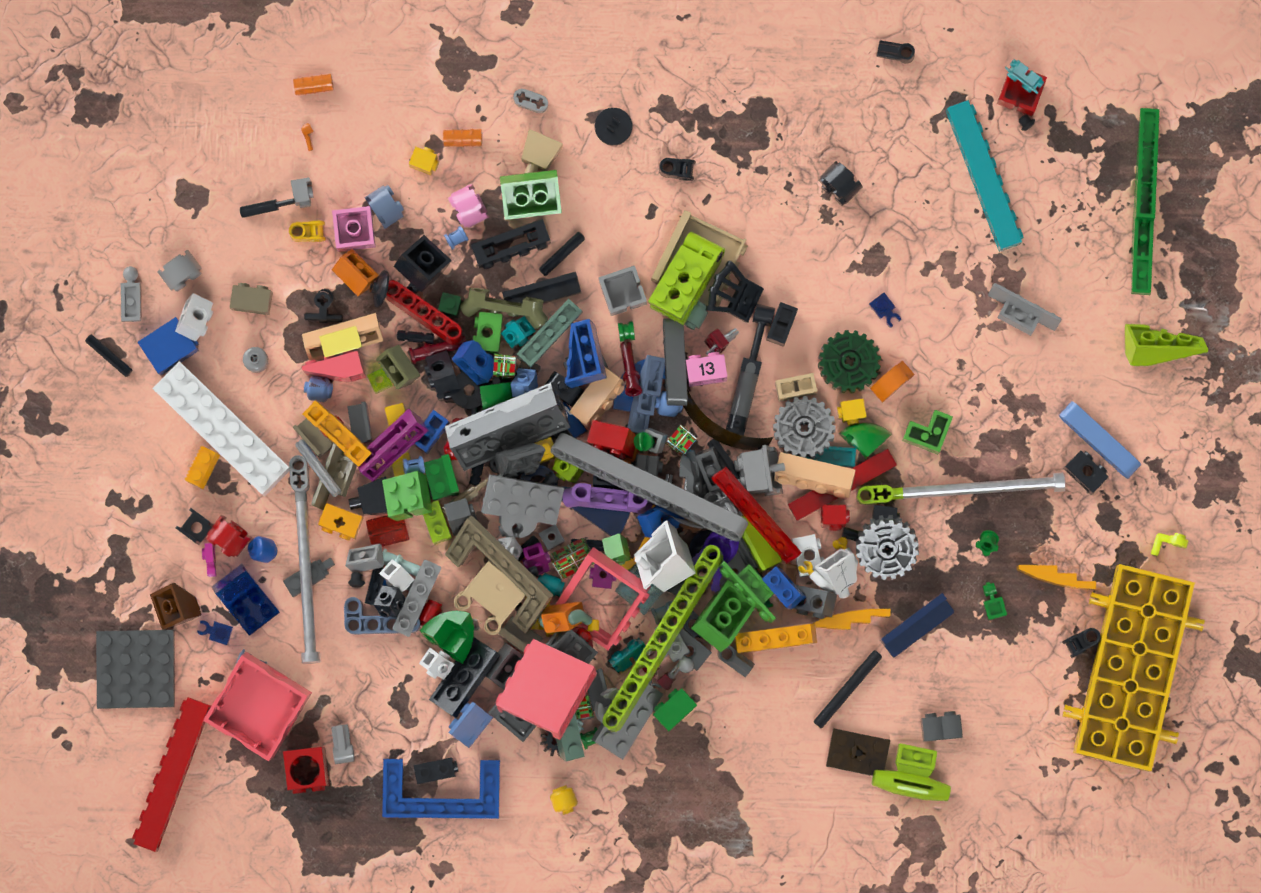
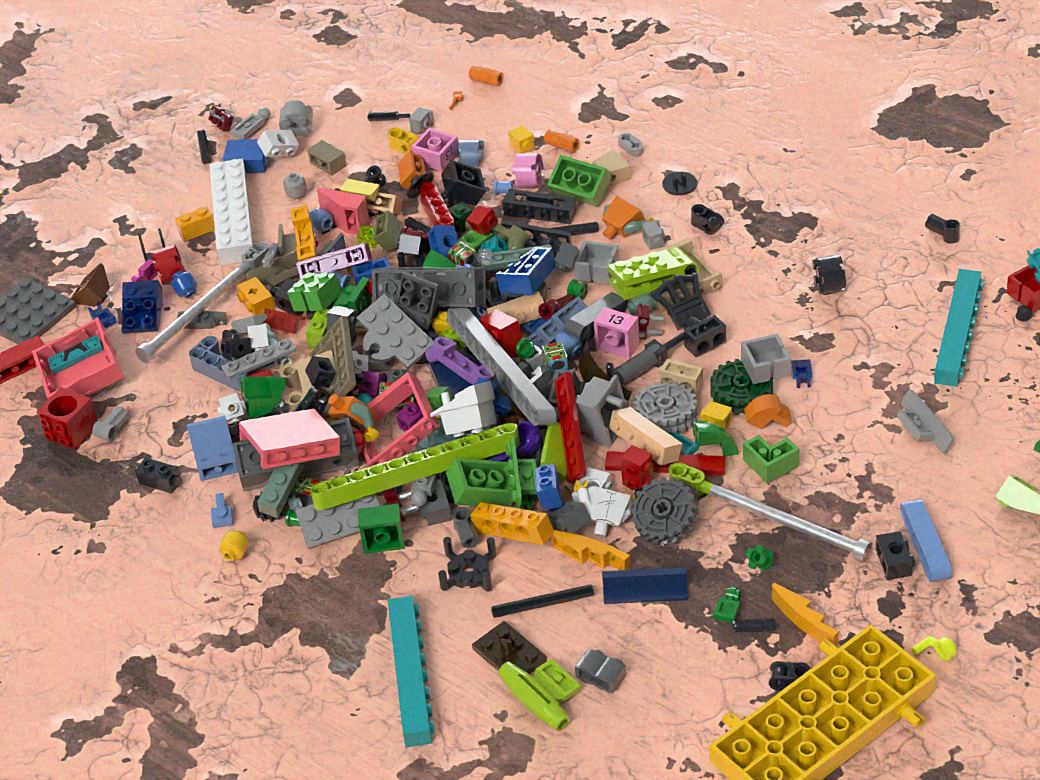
camera: 40 degrees right, 40 degrees down
(103, 309) = (222, 117): none -> dark red piece
(241, 694) = (75, 354): none -> teal tile
(398, 807) = (109, 484): blue plate -> none
(489, 311) = (482, 219): none -> red brick
(500, 597) = (320, 371): none -> black brick
(518, 626) = (310, 401): none -> black piece
(521, 772) = (222, 514): none -> medium blue plate
(531, 359) = (485, 256): none -> clear plate
(595, 305) = (566, 256): none -> dark grey brick
(603, 216) = (622, 218): none -> orange torso
(644, 219) = (653, 234): none -> light grey brick
(778, 696) = (469, 559): none -> black plate
(802, 825) = (409, 672): none -> teal brick
(861, 335) = (765, 358): none -> light grey piece
(1023, 607) = (754, 625): none -> black axle

